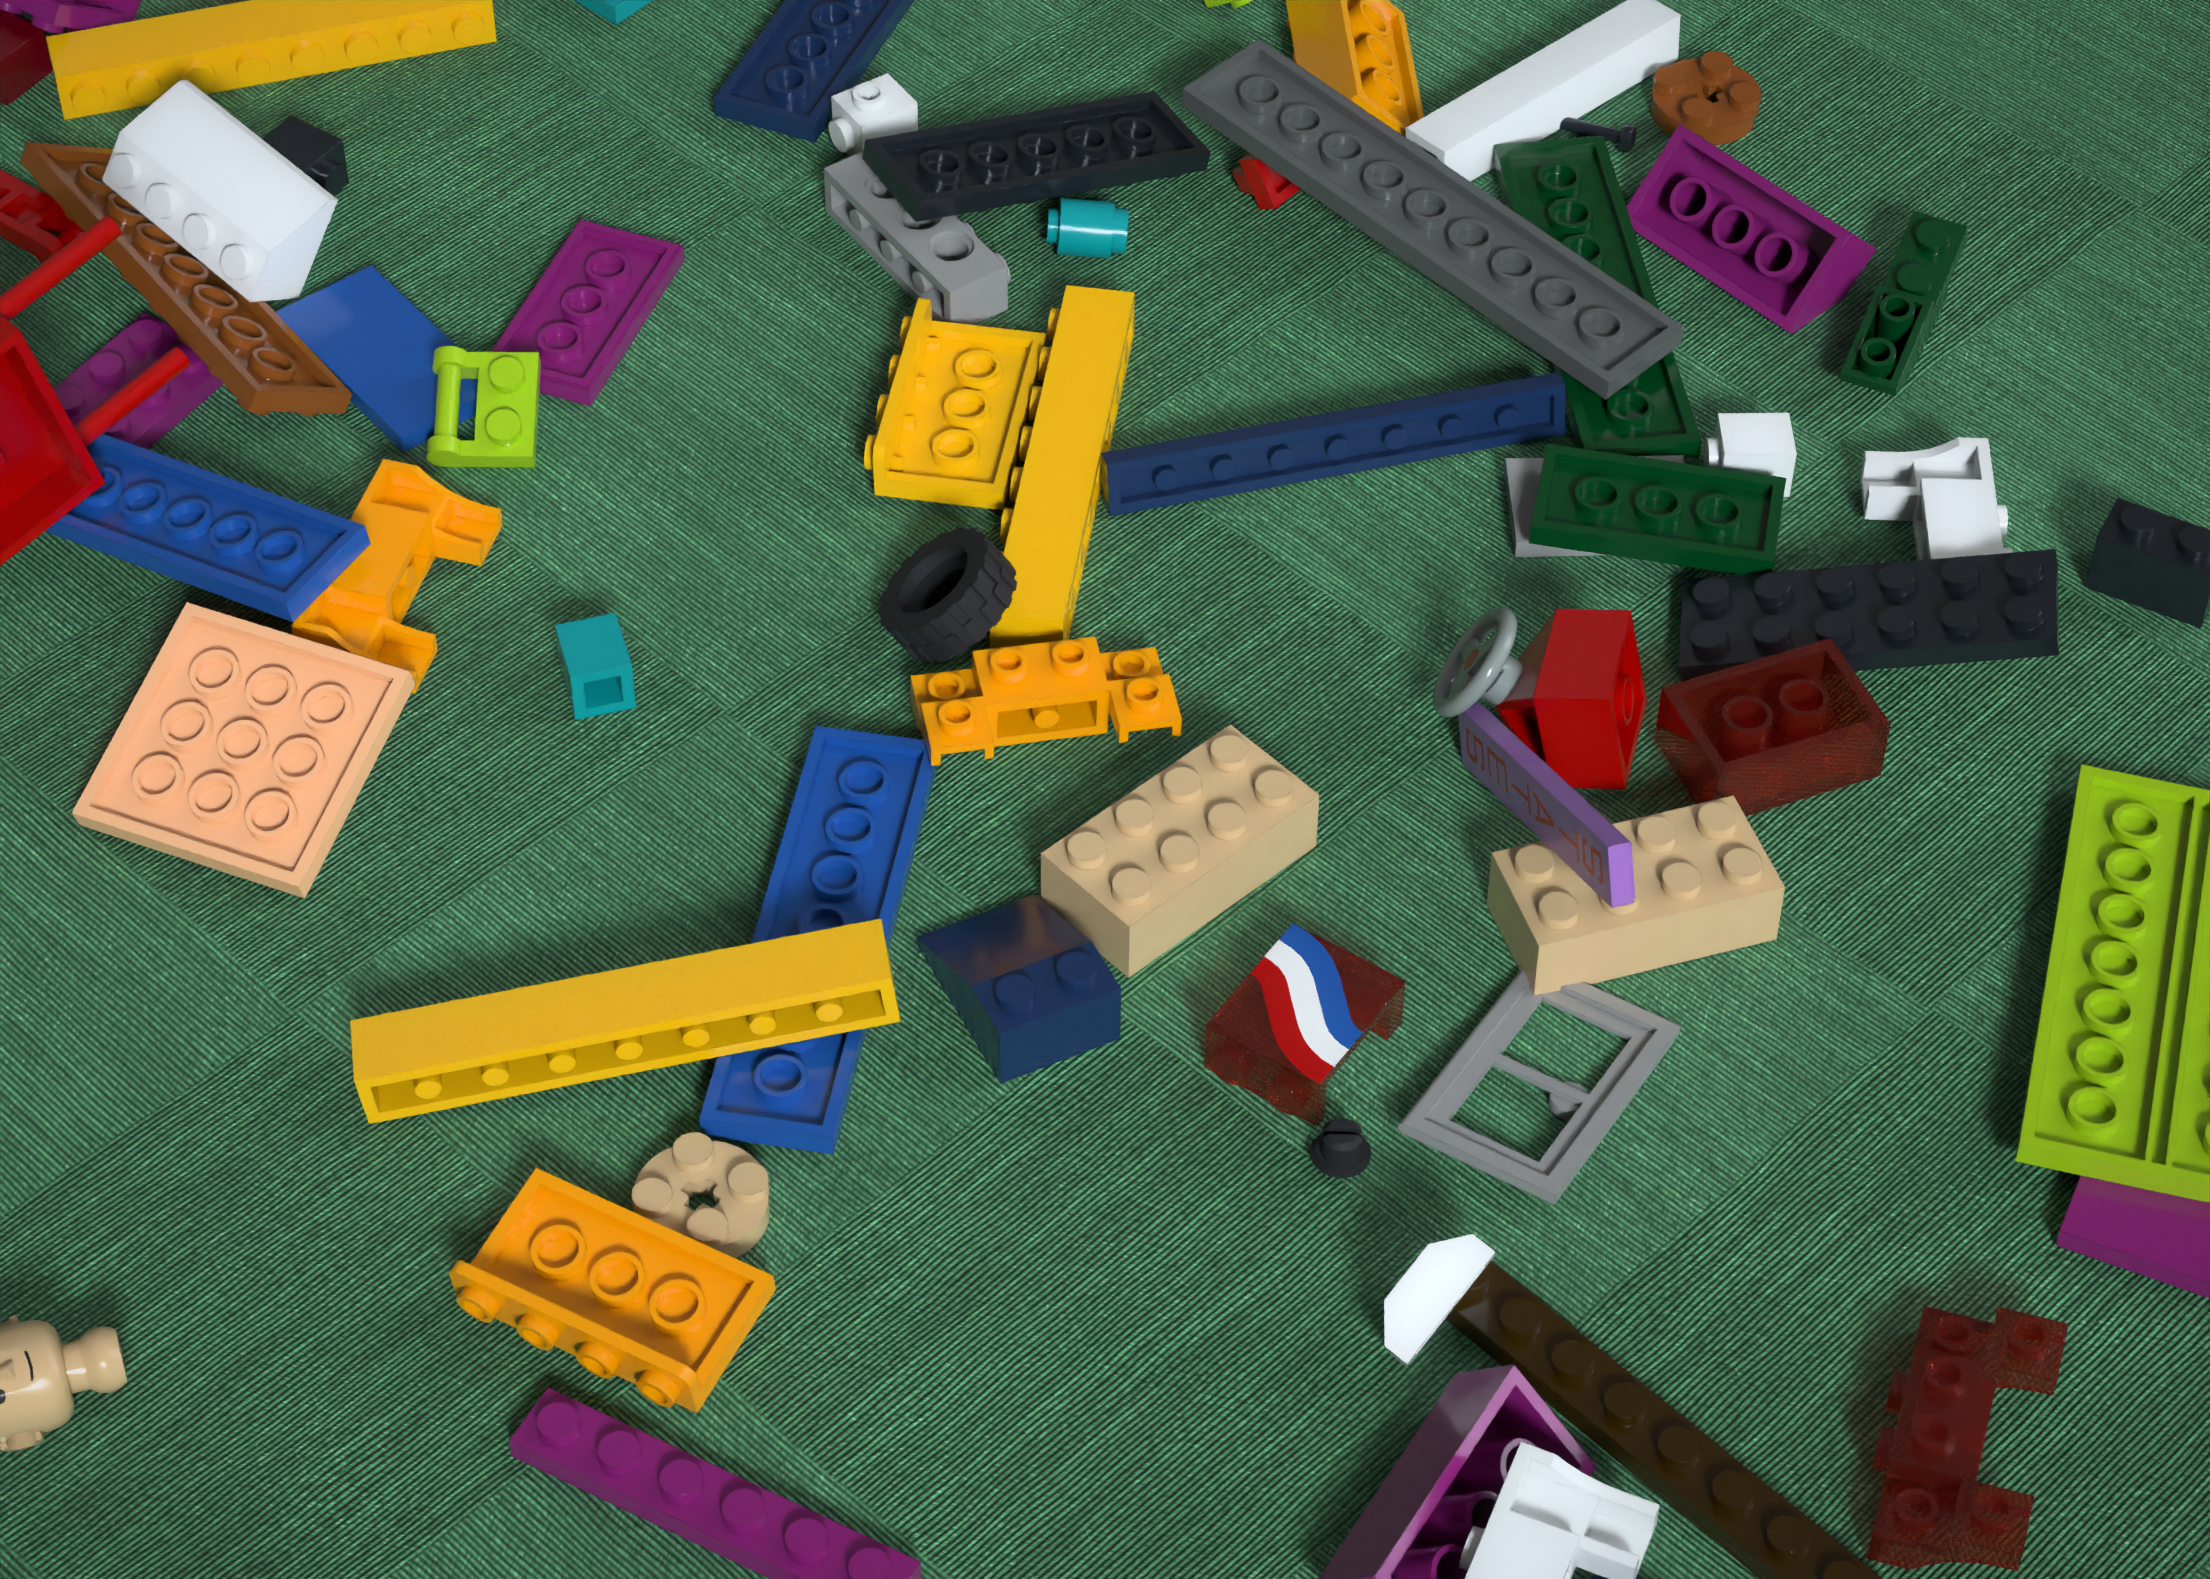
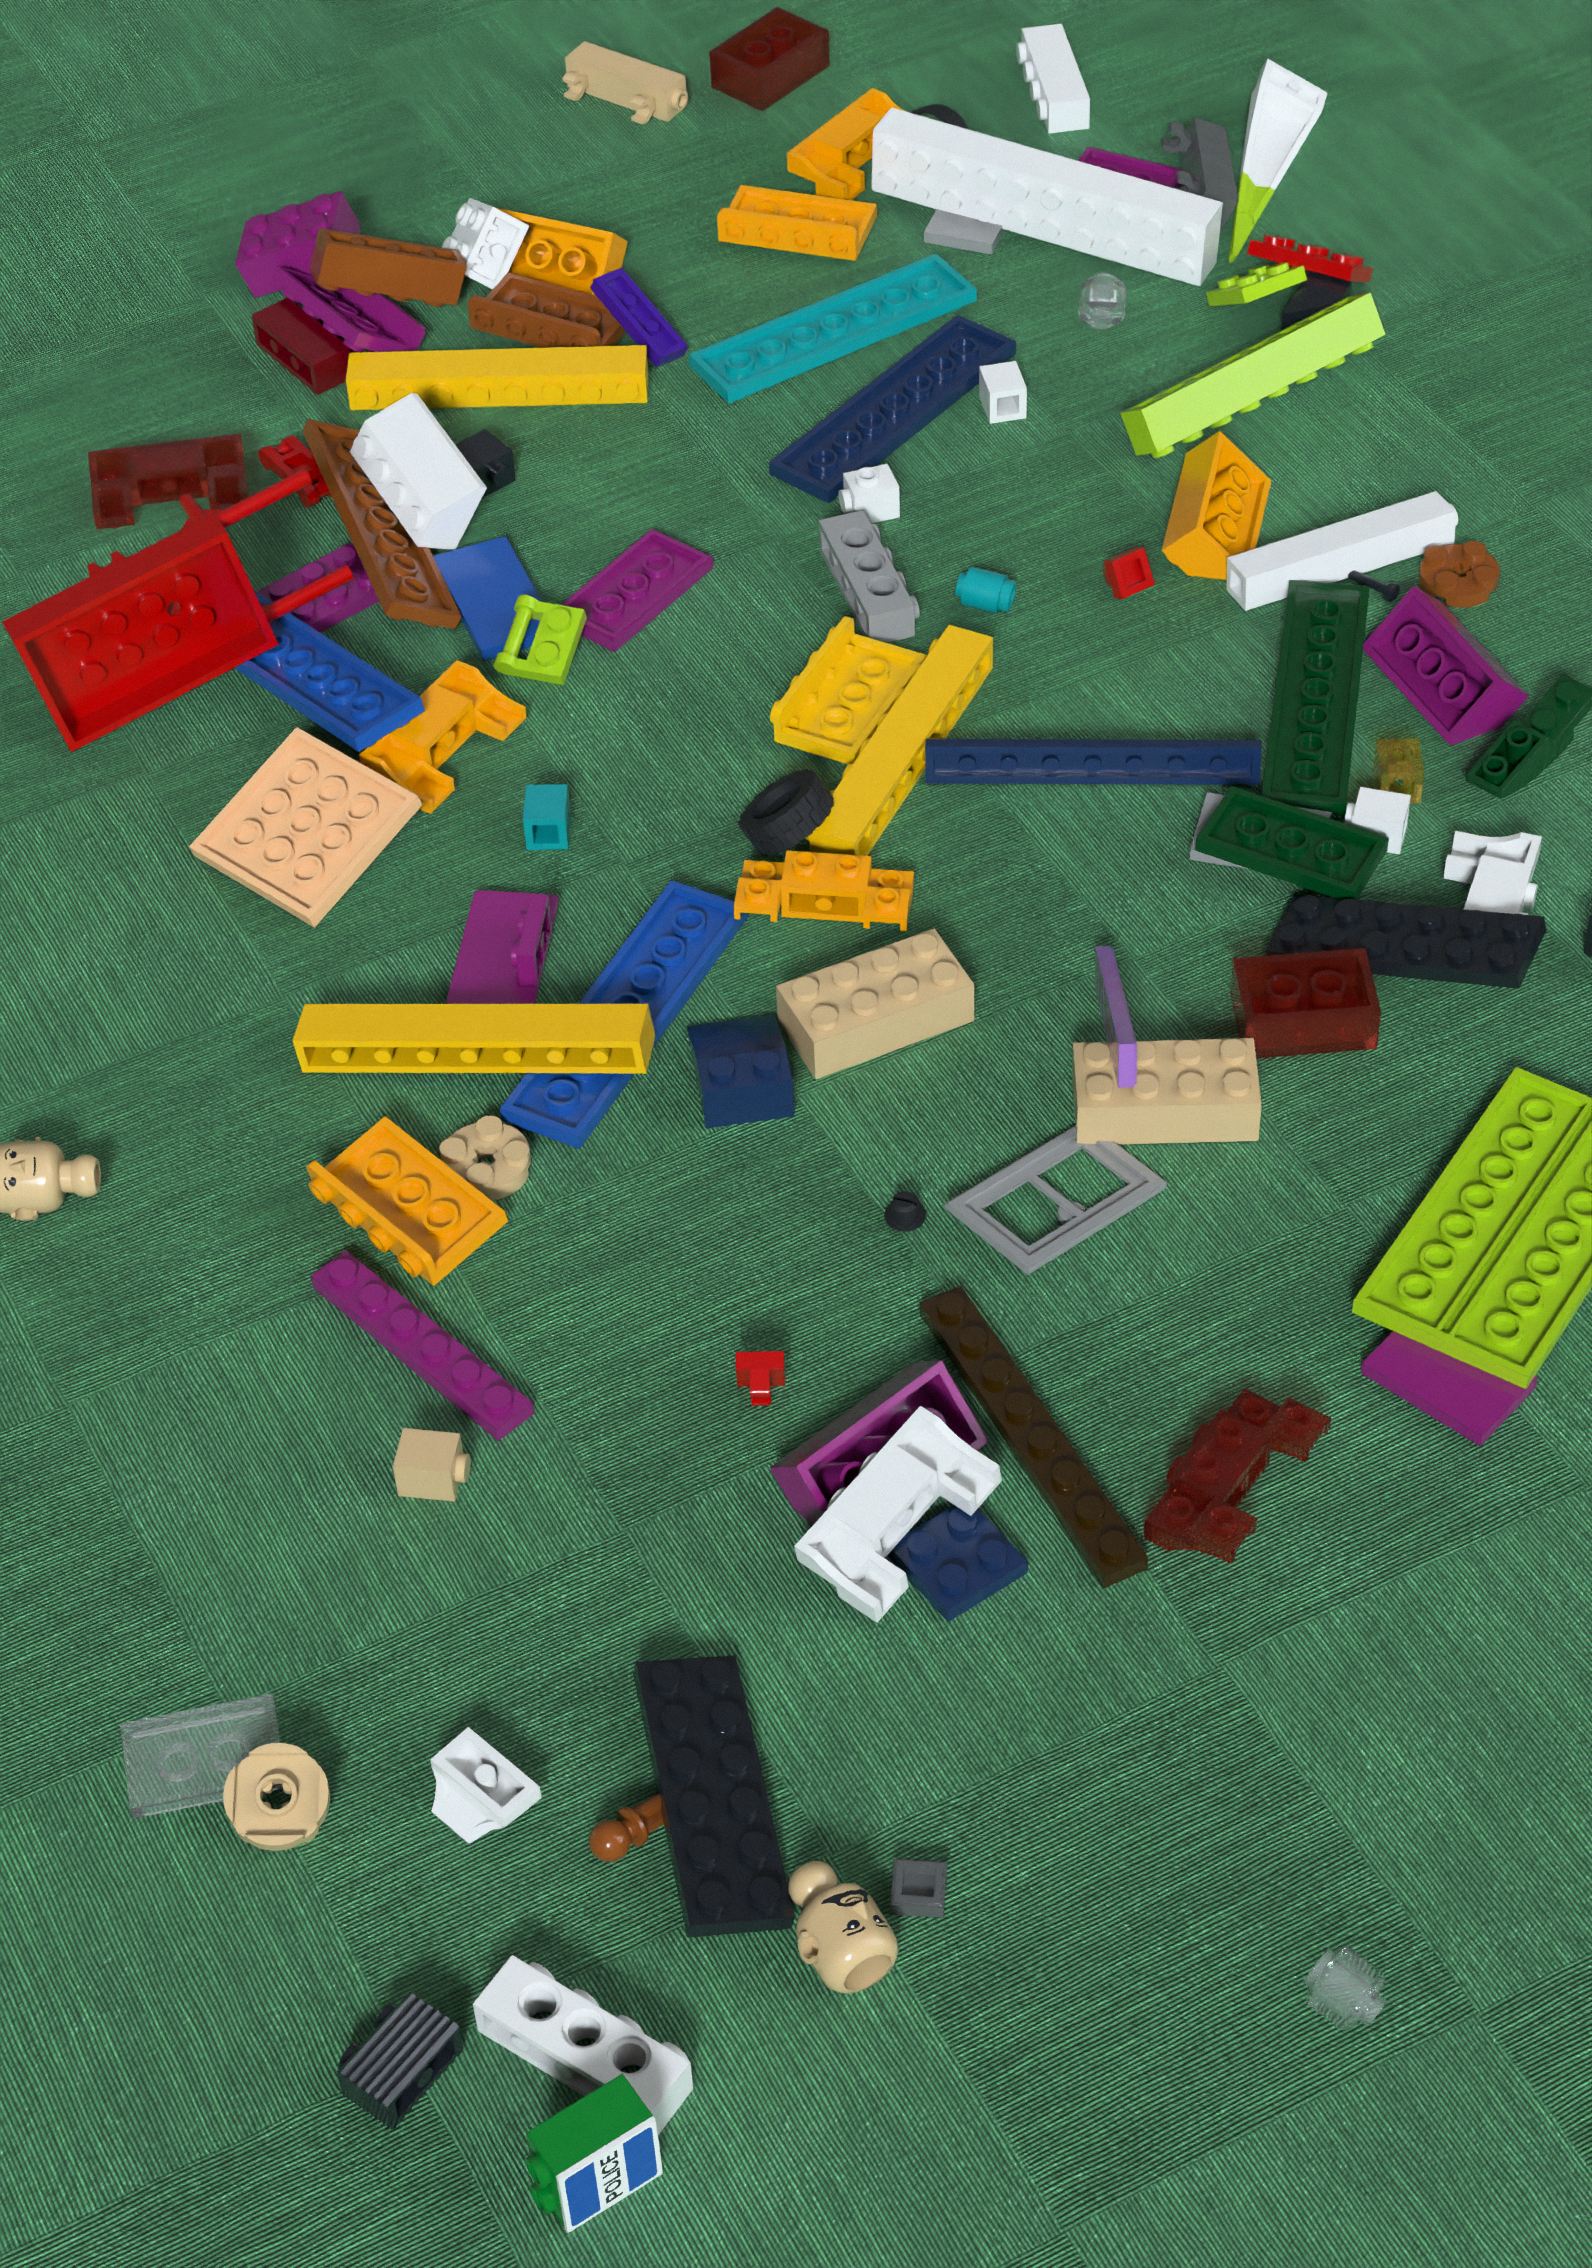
camera: 20 degrees right, 0 degrees up
(605, 878) = (503, 948): none -> magenta bracket
(1035, 156) = (965, 535): black plate -> none
(1240, 1441) = (760, 1372): none -> red tile
(1300, 1021) = (908, 1123): panel -> none
(1431, 1292) = (914, 1309): white slope -> none
(1434, 218) = (1216, 622): dark grey plate -> none
(1567, 697) = (1176, 956): red piece -> none
(1745, 369) = (1401, 761): none -> clear yellow brick

